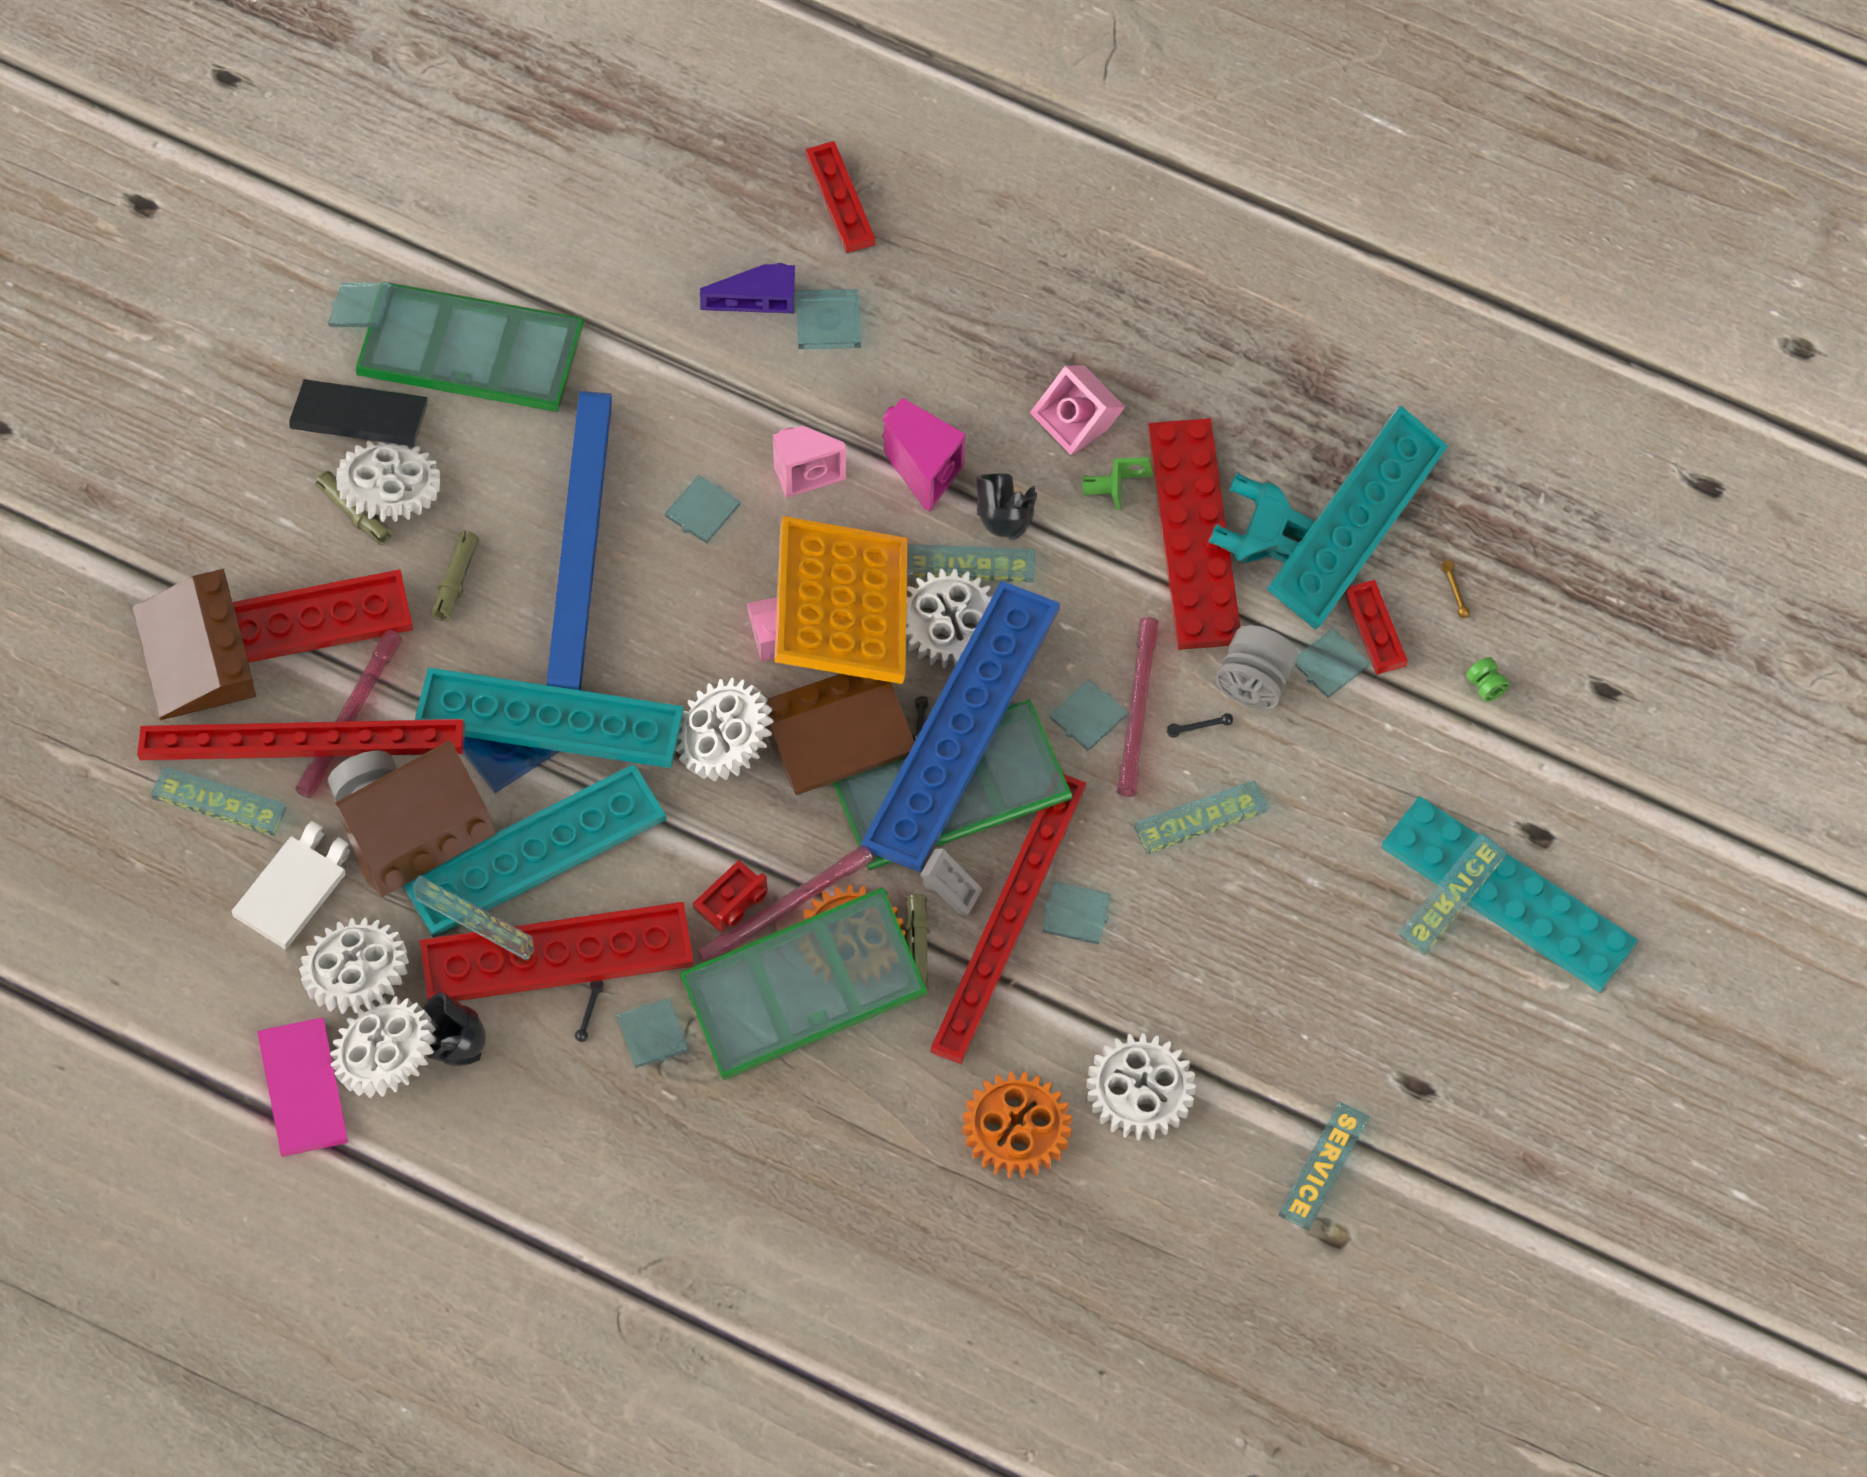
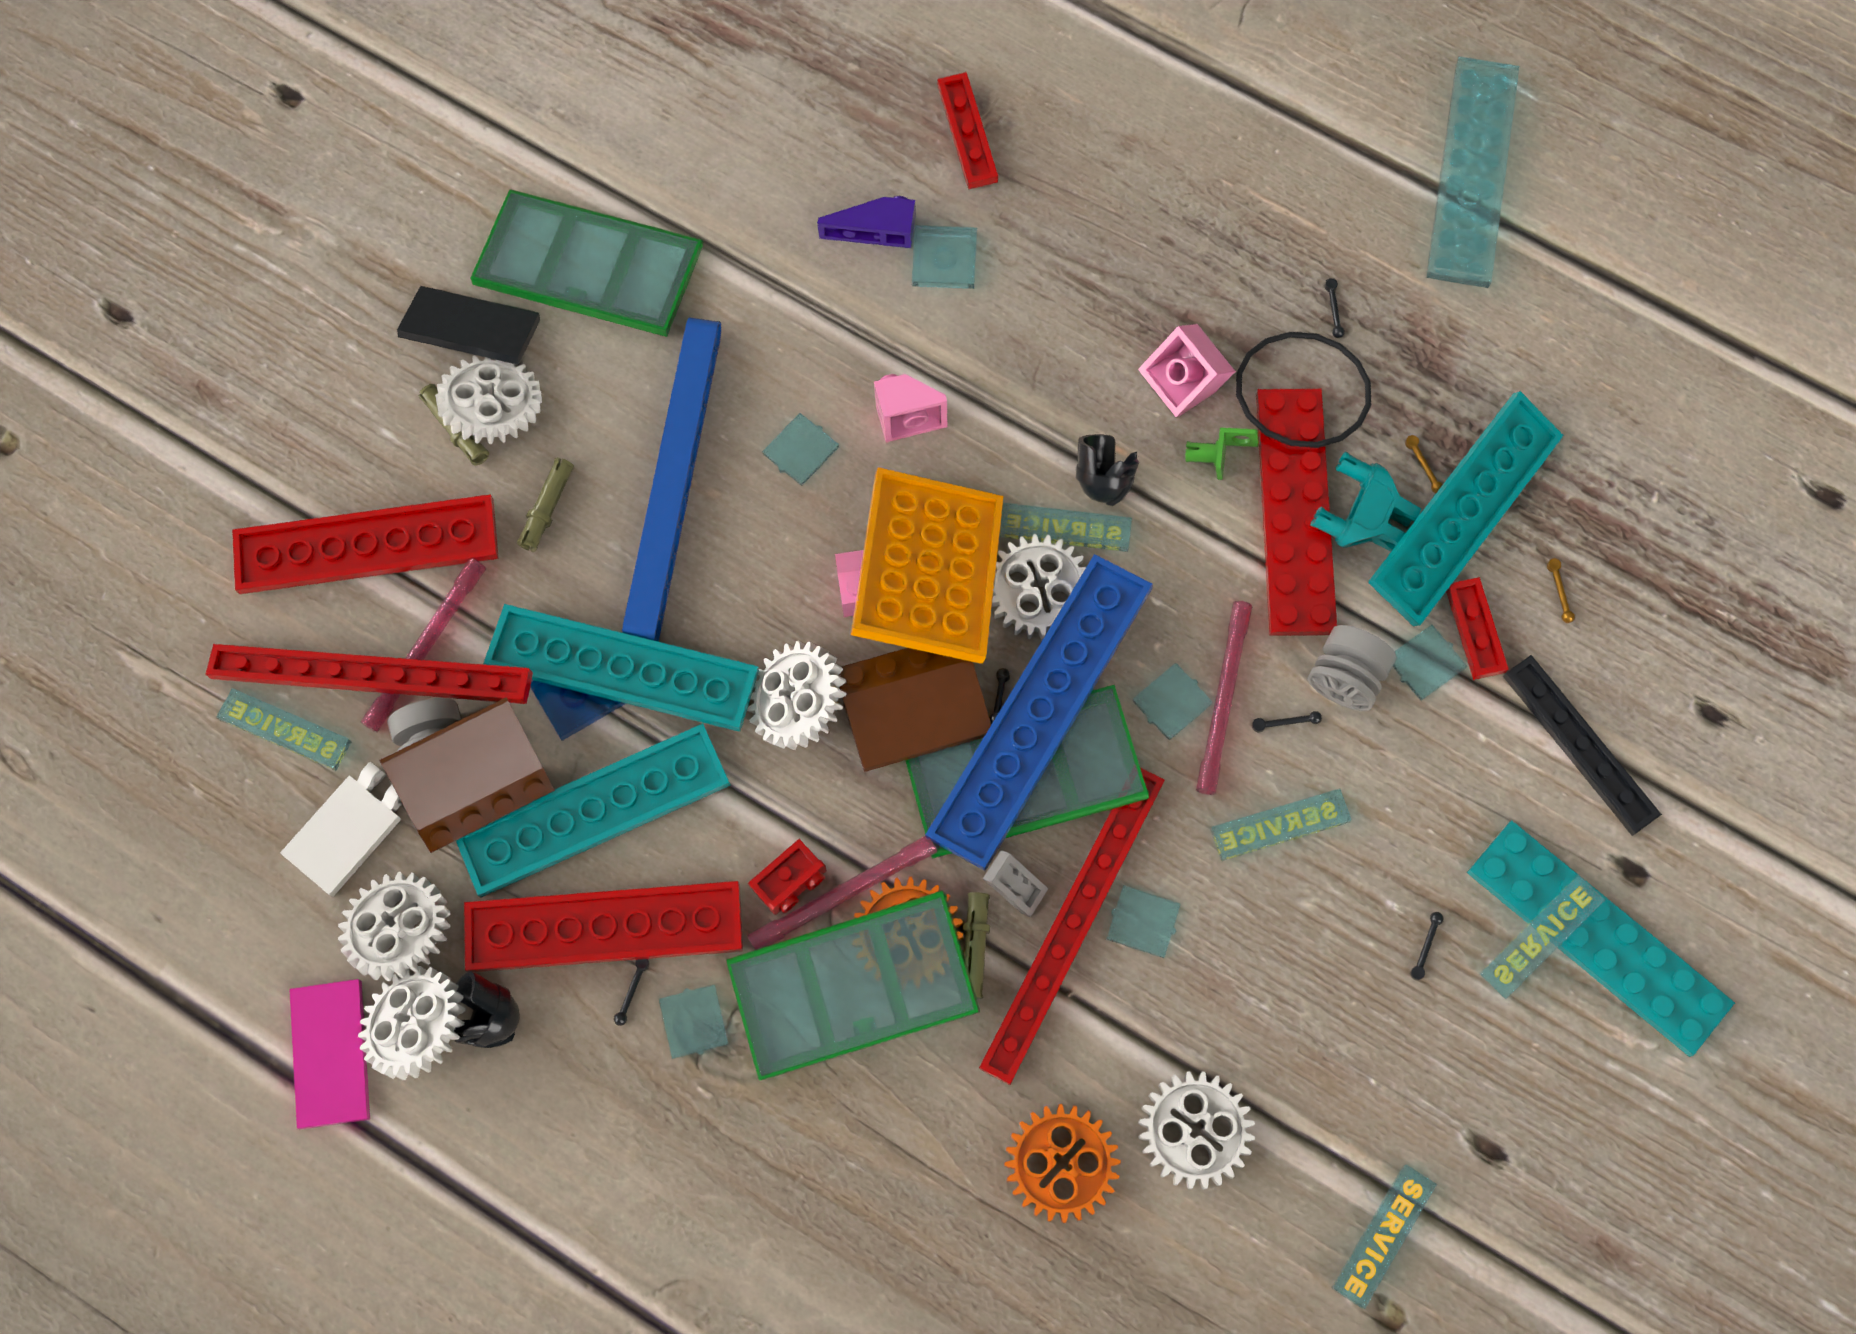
camera: 10 degrees right, 10 degrees up
(194, 646) = (274, 564): slope -> none
(360, 304) = (484, 212): clear light blue piece -> none
(473, 918) = (518, 887): clear light blue tile -> none
(923, 450) = (1026, 405): dark pink slope -> none
(1193, 468) = (1263, 429): none -> black piece
(1214, 323) = (1330, 286): none -> black hinge
(1303, 464) = (1412, 443): none -> pearl gold hinge
(1340, 937) = (1418, 971): none -> black hinge
(1345, 206) = (1473, 172): none -> clear light blue plate
(1483, 726) = (1582, 745): none -> black tile
(1488, 679) = (1591, 702): bright green wheel -> none

